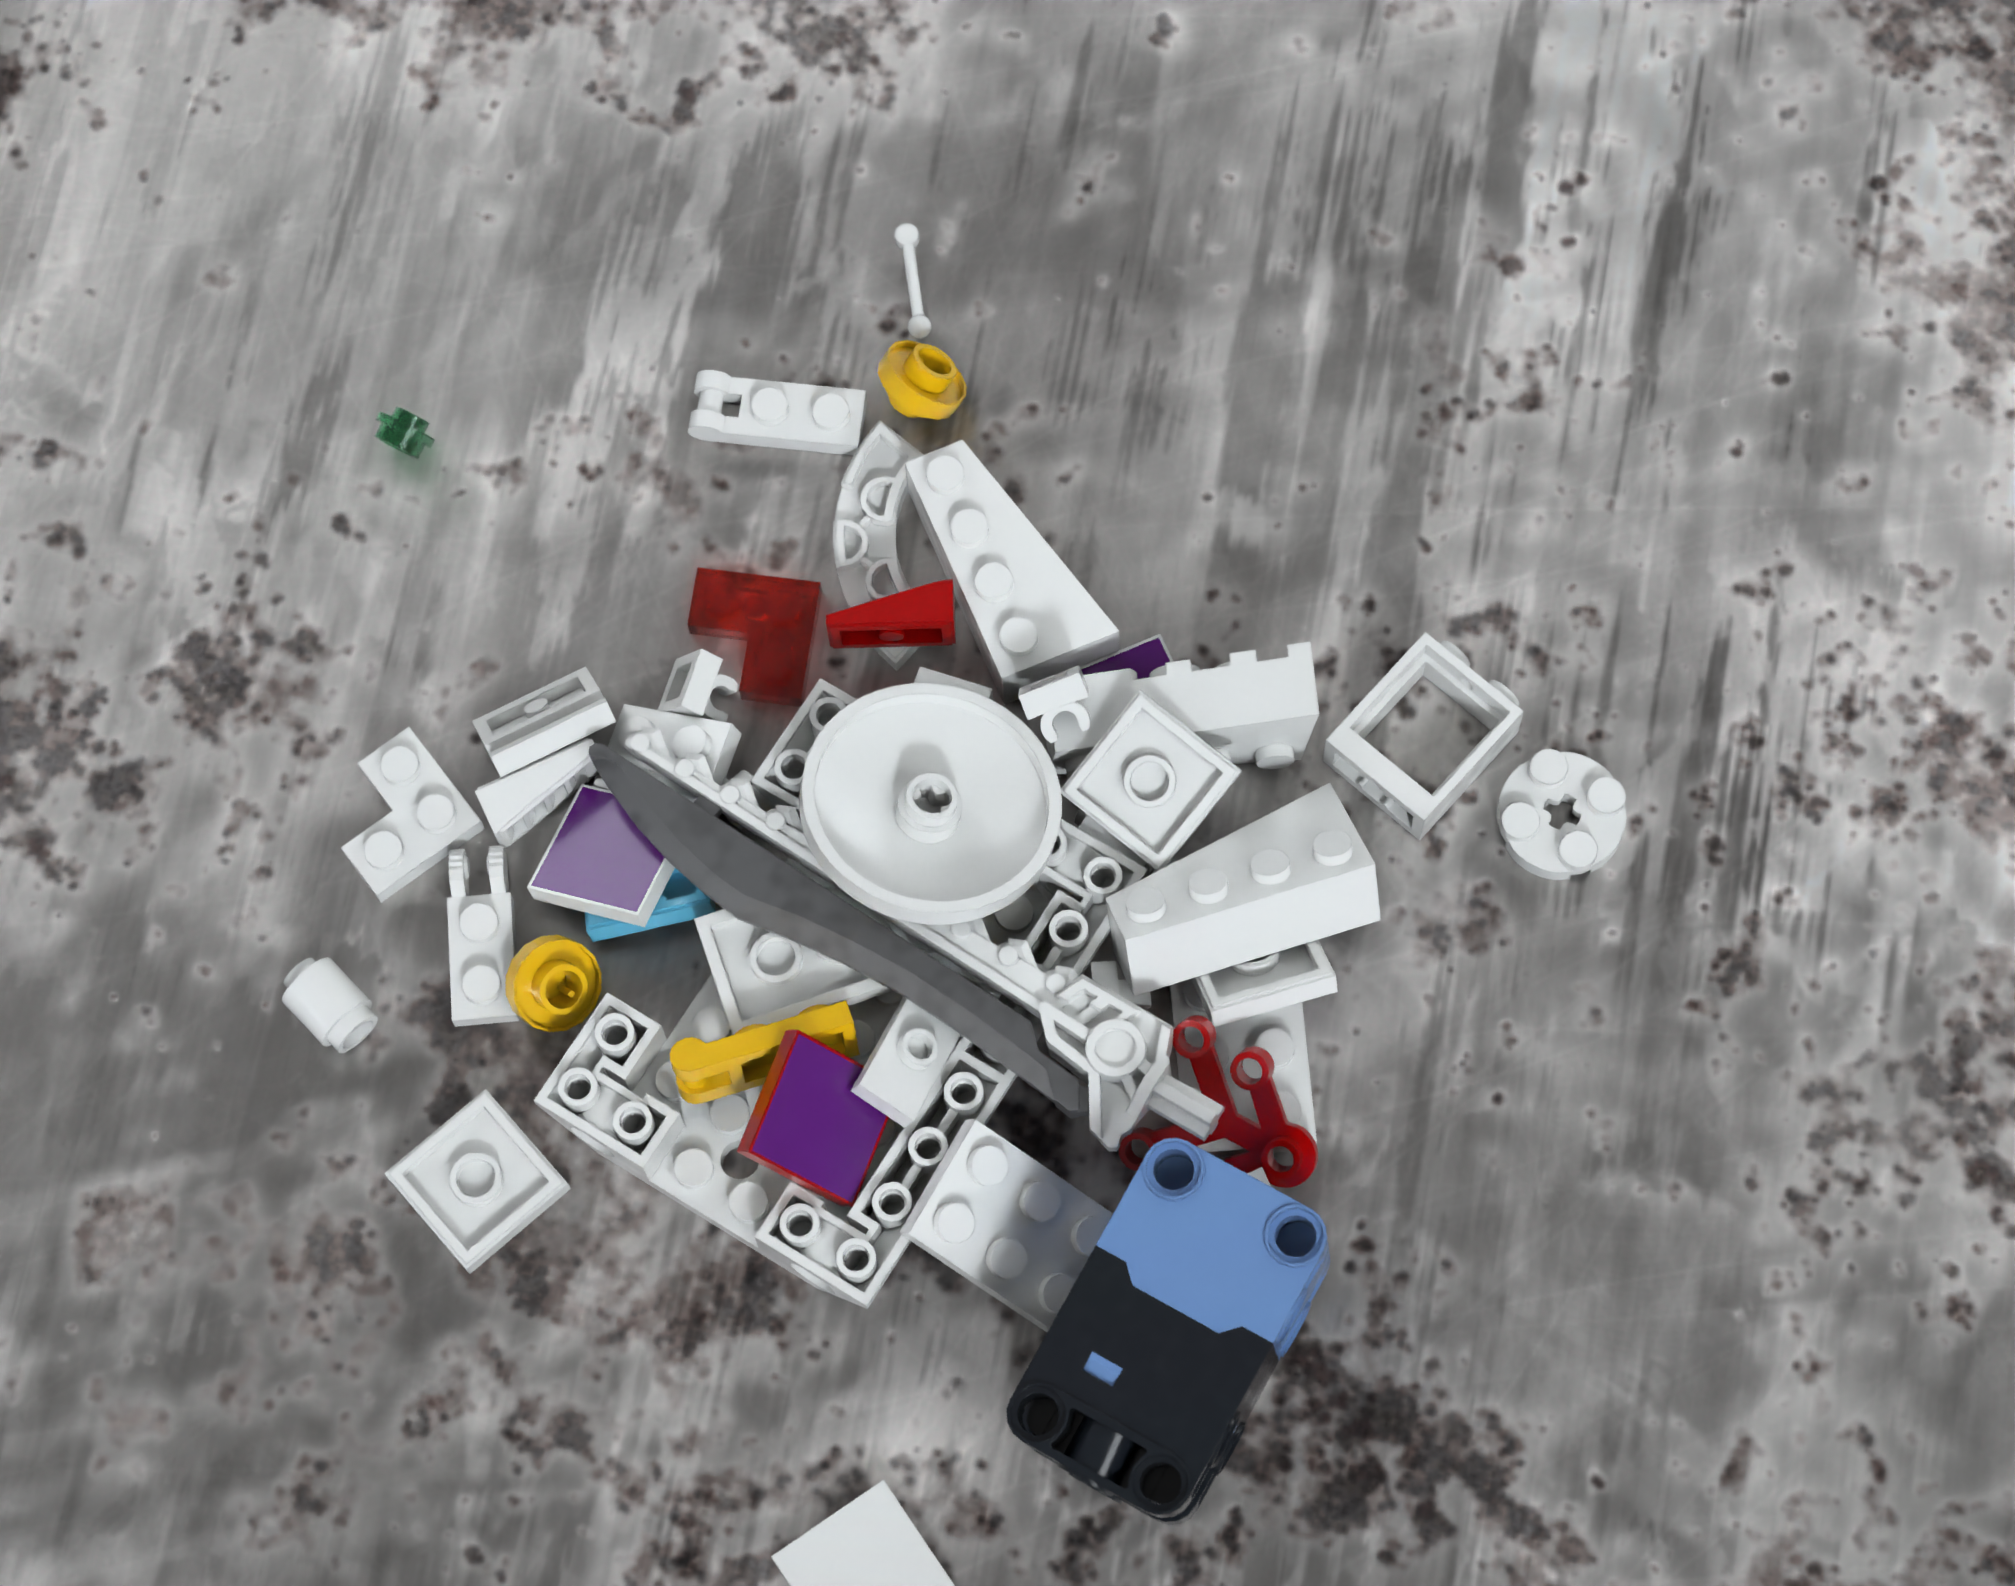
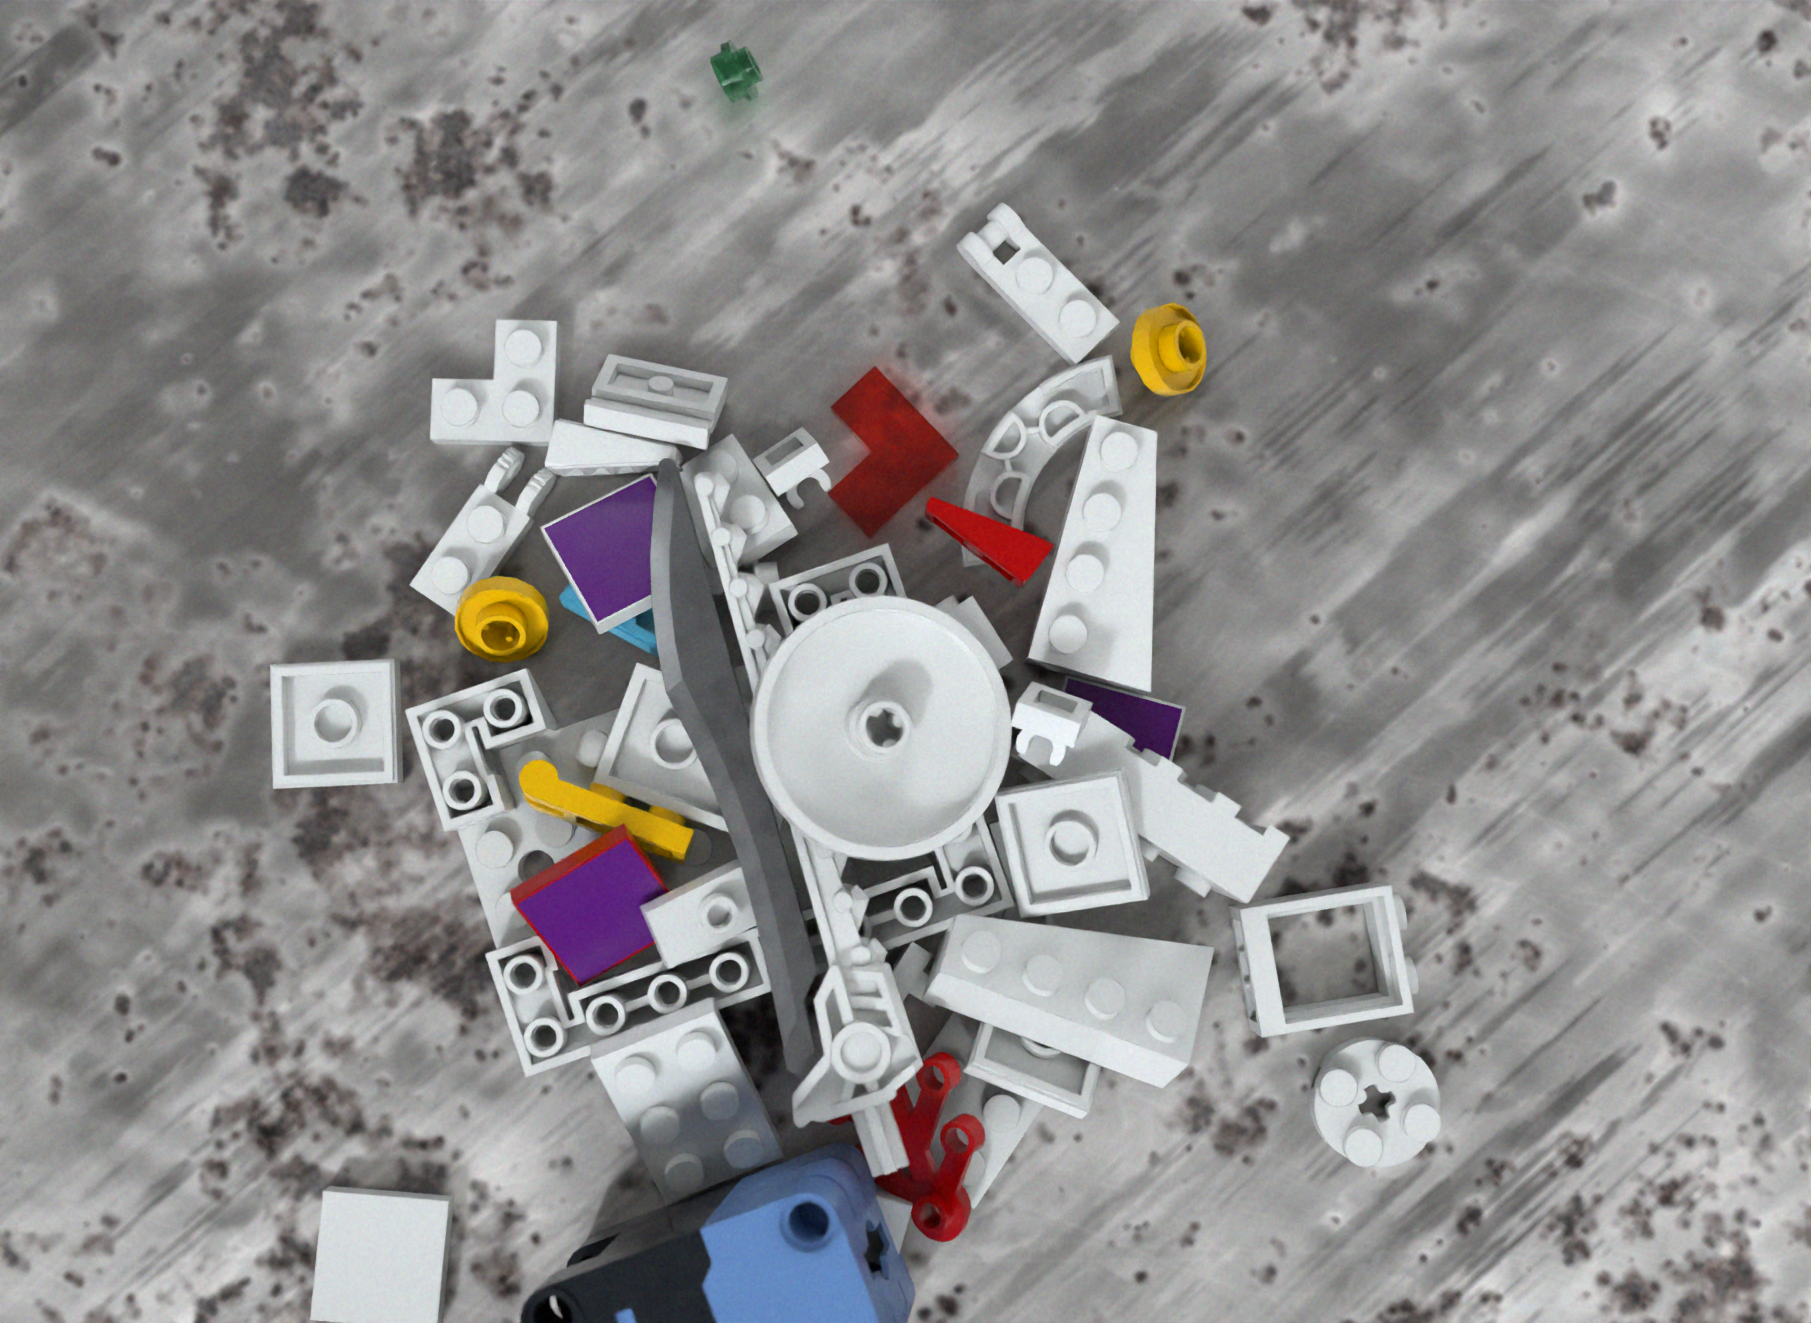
camera: 35 degrees right, 15 degrees up
(329, 1004) = (327, 498): white brick -> none
(907, 239) = (1255, 217): white hinge -> none

